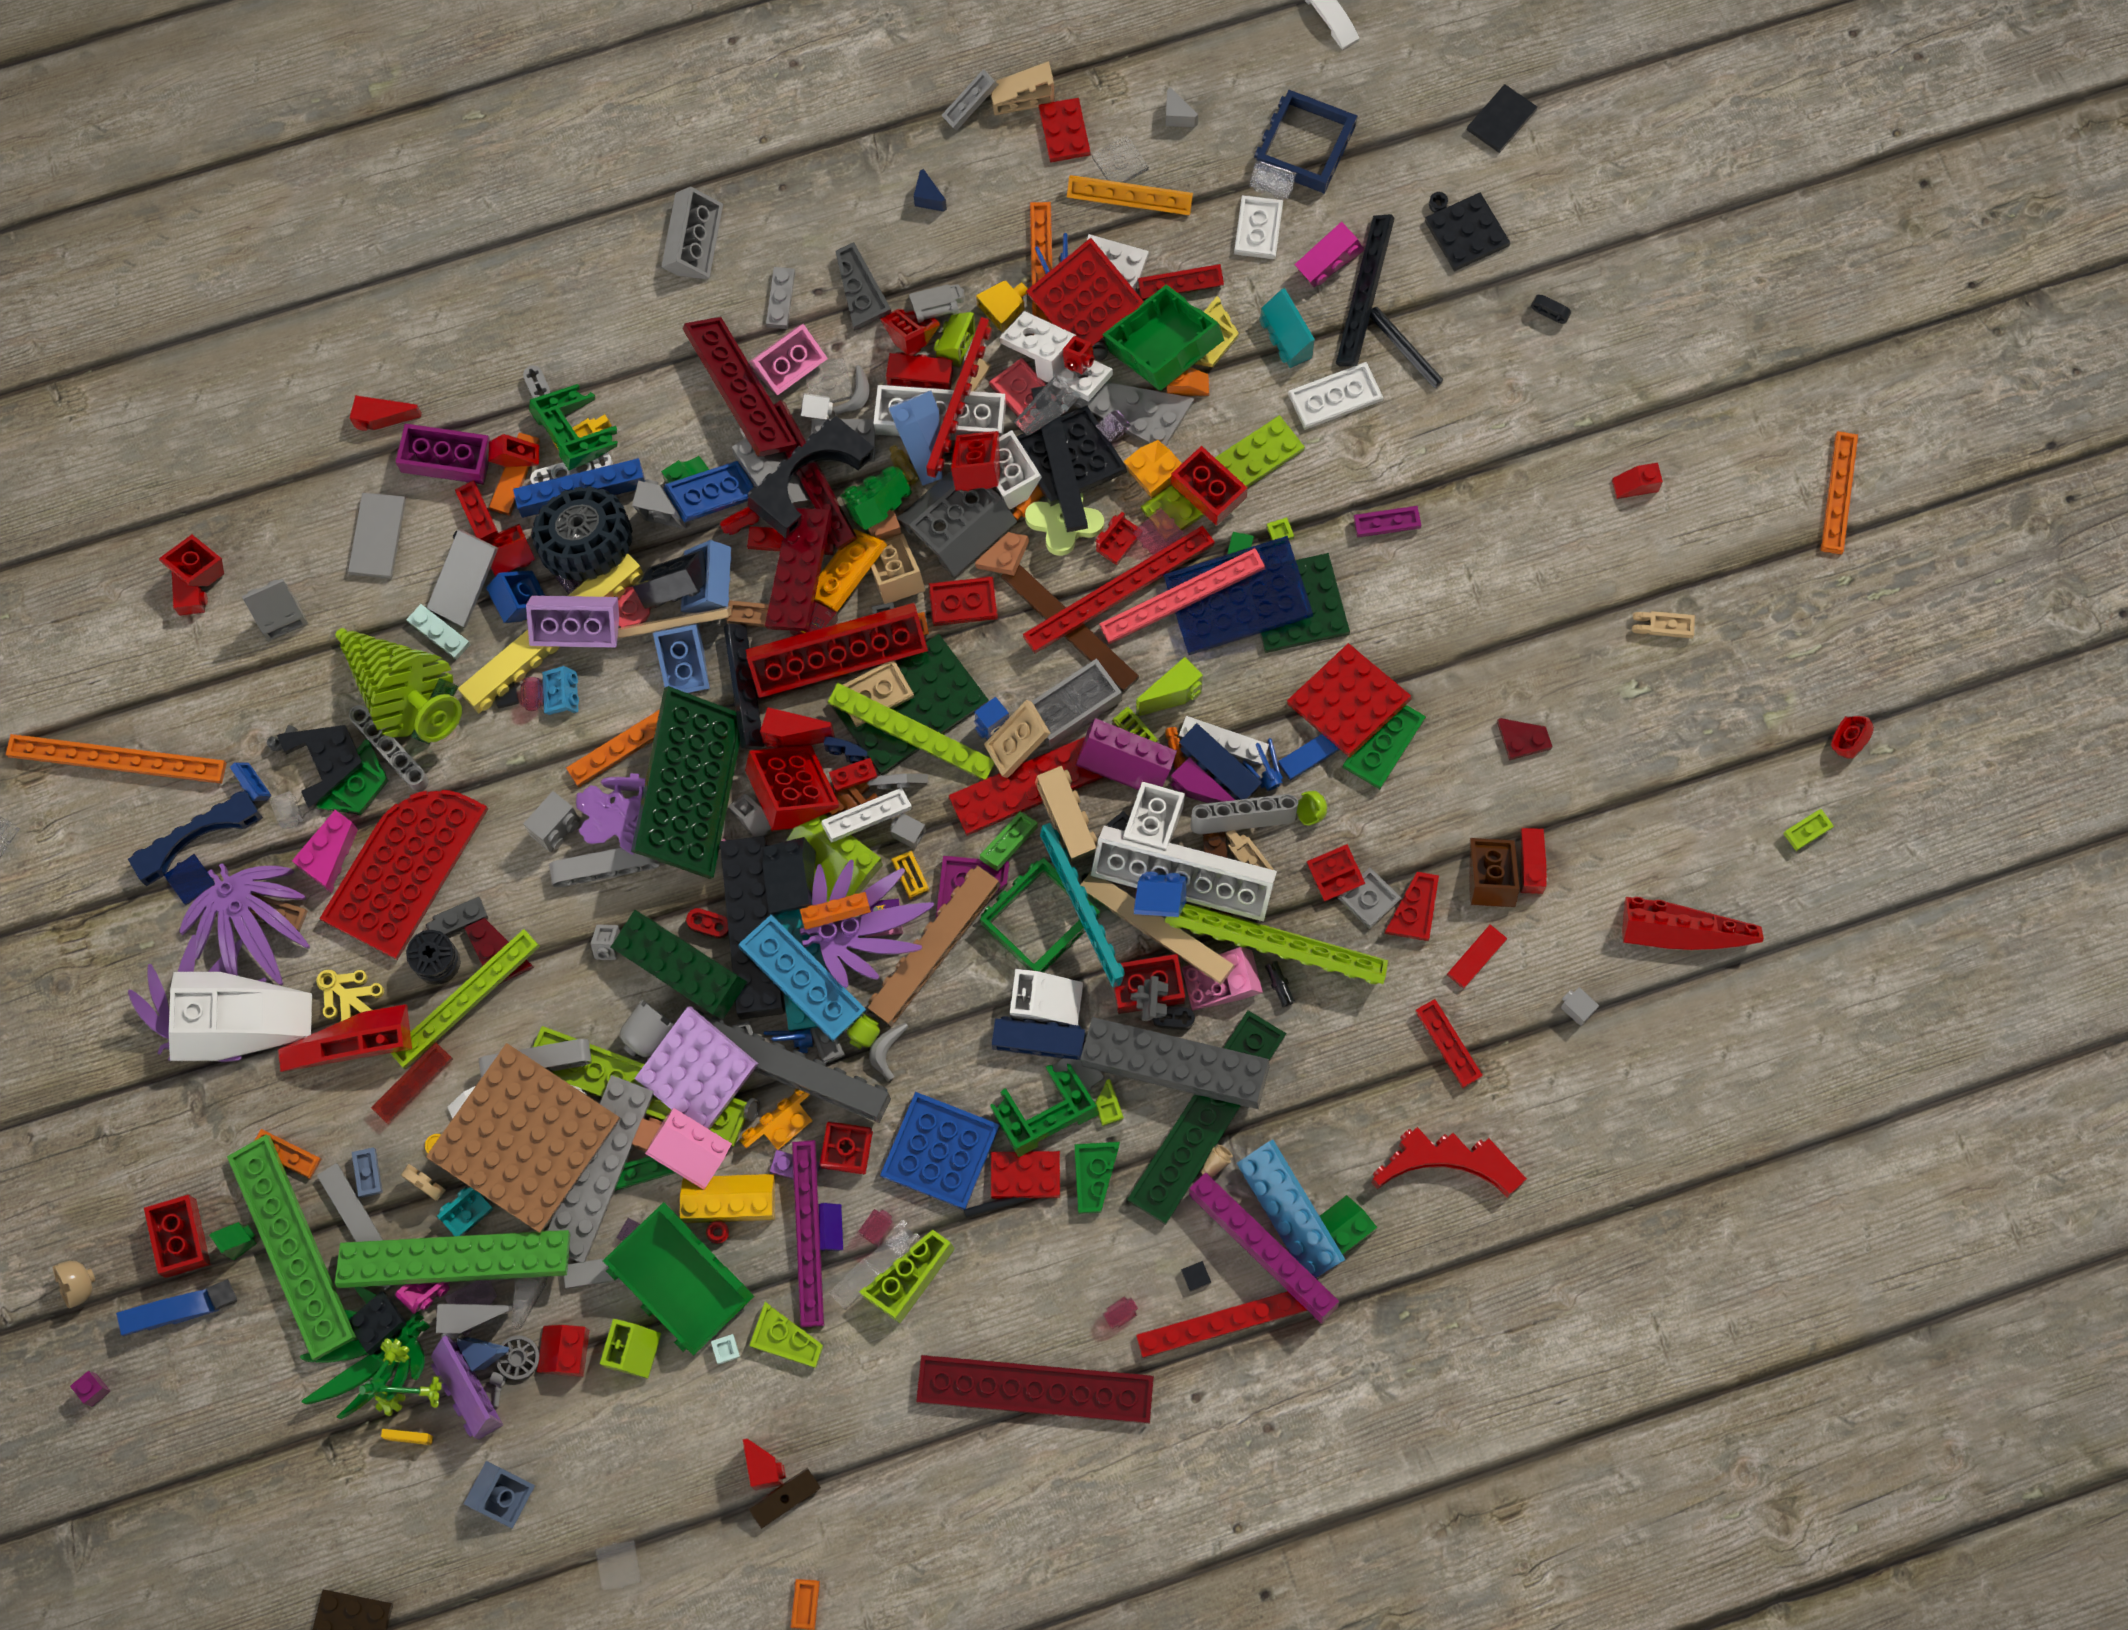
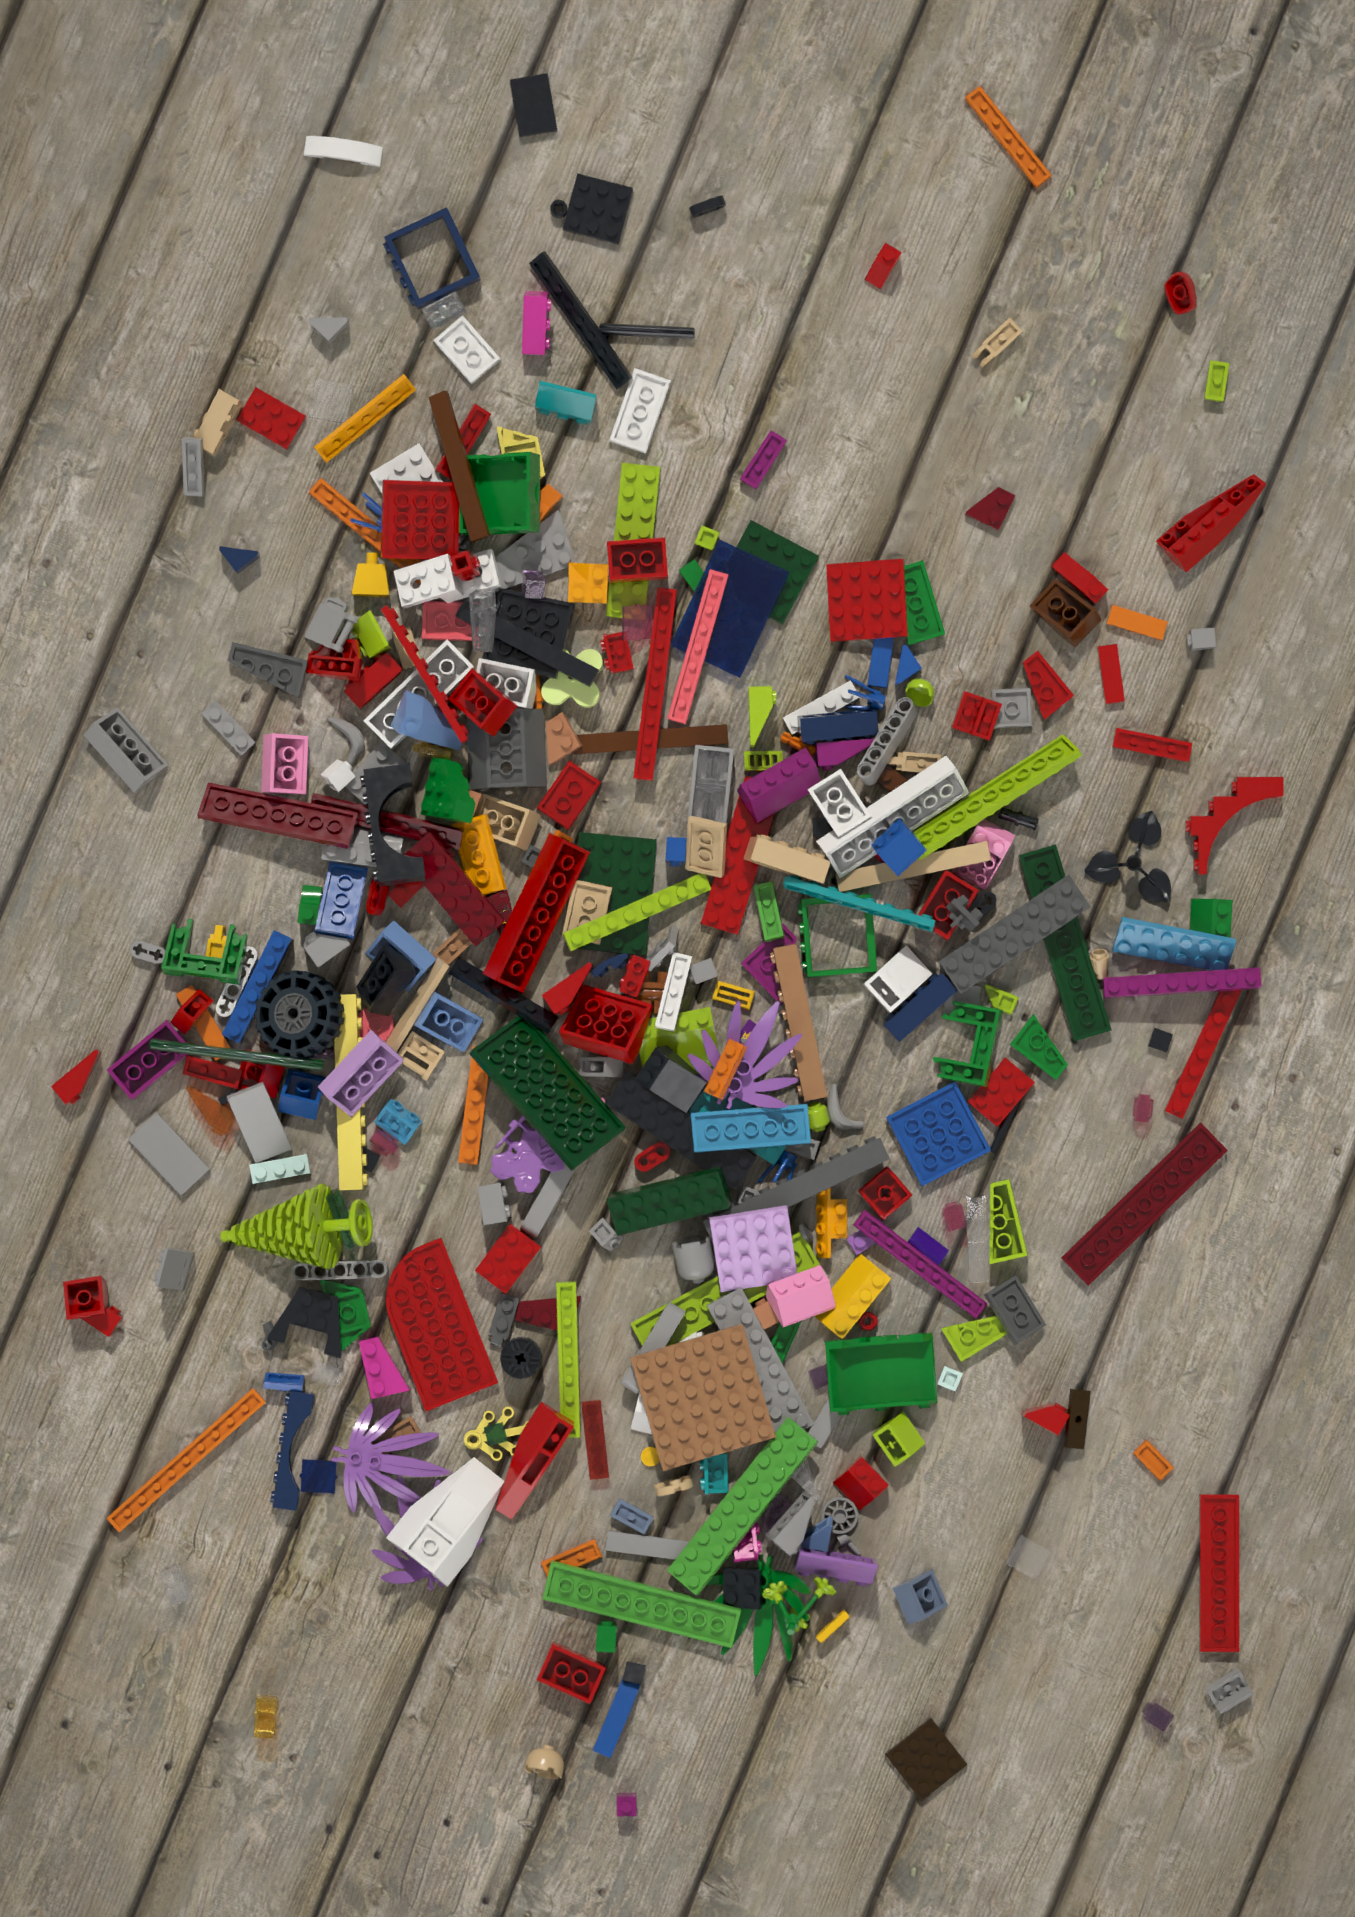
camera: 55 degrees left, 15 degrees up
(347, 993) = (495, 1433): none -> clear green tile
(440, 536) = (215, 1114): none -> clear orange slope
(504, 510) = (235, 1054): none -> dark green axle
(514, 876) = (508, 1258): none -> red brick
(639, 660) = (423, 1050): none -> tan plate
(837, 1353) = (1014, 1309): none -> dark grey plate
(1156, 289) = (459, 466): none -> reddish brown tile
(1306, 1093) = (1105, 869): none -> black plant
(1323, 779) = (907, 666): none -> blue slope
(1541, 940) = (1137, 622): none -> orange tile

